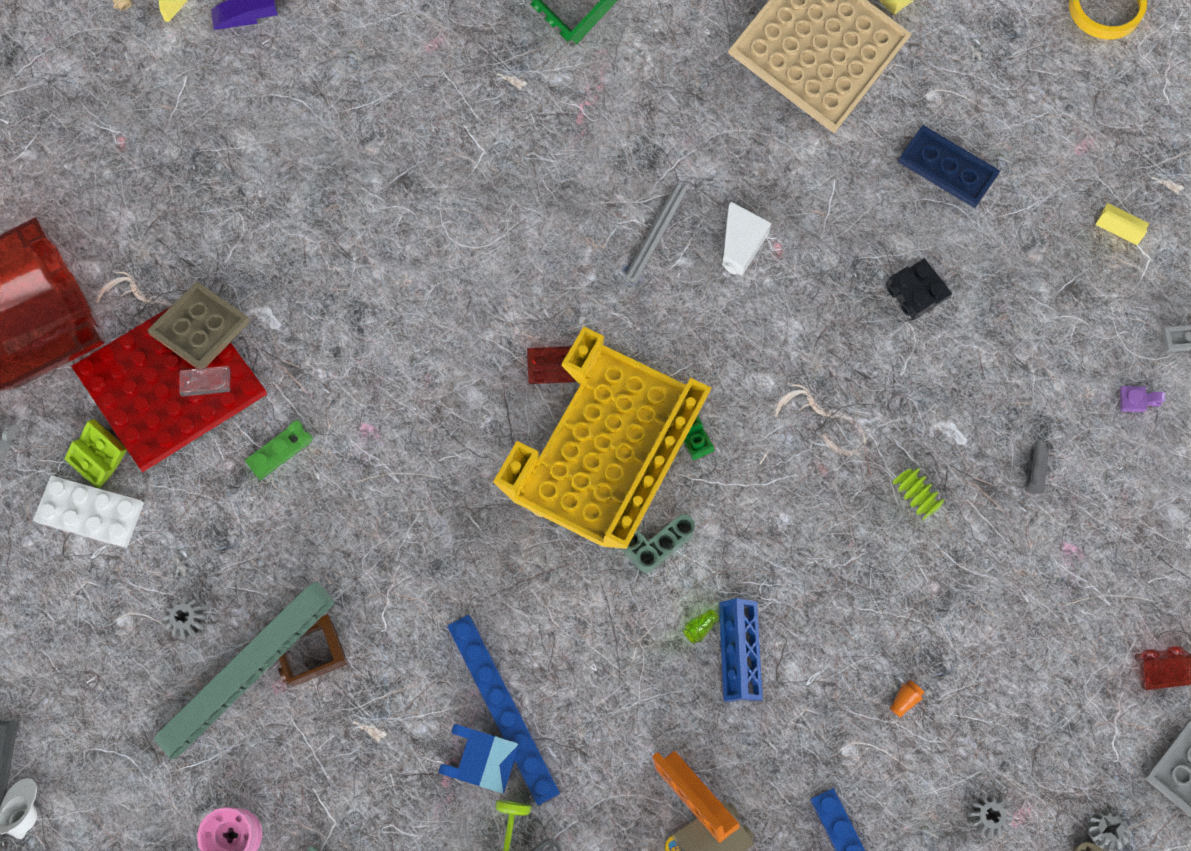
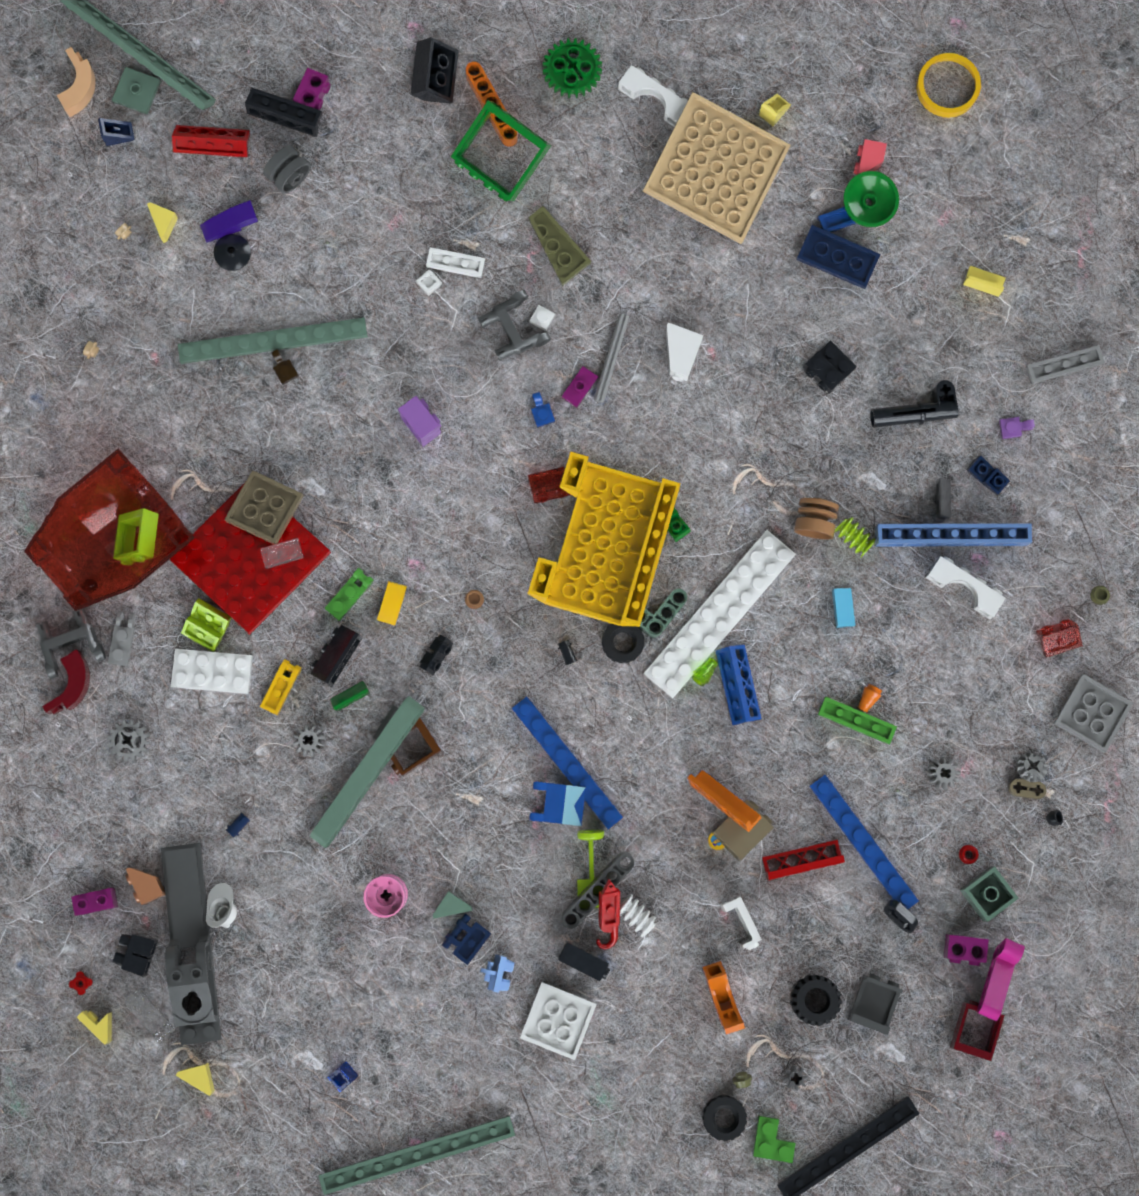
camera: 15 degrees left, 10 degrees up
(36, 331) = (125, 536): none -> lime window
(49, 119) = (91, 349): none -> tan plate
(68, 708) = (237, 825): none -> dark blue pin
(166, 546) = (280, 687): none -> yellow plate
(243, 51) = (235, 260): none -> black dish
(243, 519) = (335, 655): none -> black slope
(249, 574) = (349, 696): none -> green slope
(261, 146) = (272, 340): none -> sand green plate
(266, 179) = (284, 369): none -> dark brown plate
(327, 469) = (391, 603): none -> yellow slope
(375, 535) = (441, 648): none -> black hinge
(410, 260) = (419, 420): none -> medium lavender brick
(430, 484) = (474, 599): none -> medium nougat plate
(458, 113) = (428, 282): none -> white tile
(494, 96) = (455, 262): none -> white plate
(531, 569) = (567, 652): none -> black pin
(546, 198) = (500, 314): none -> dark grey connector
(560, 281) = (542, 413): none -> blue plate
(582, 175) = (542, 318): none -> white plate
(598, 587) = (622, 656): none -> black tyre
(611, 259) = (579, 387): none -> magenta plate
(619, 101) = (560, 249): none -> olive wing
(731, 558) = (719, 614): none -> white plate
(874, 461) = (816, 523): none -> medium nougat wheel
(886, 725) = (857, 720): none -> bright green plate
(890, 579) = (843, 607): none -> medium azure slope
(956, 125) = (835, 220): none -> blue tile
(1004, 65) = (871, 156): none -> coral slope
(1004, 97) = (881, 193): none -> green dish
(1023, 359) = (920, 411): none -> black piece
(1045, 513) = (952, 535): none -> medium blue brick
(1076, 601) = (986, 600): none -> white arch
(1097, 451) = (987, 475): none -> dark blue slope

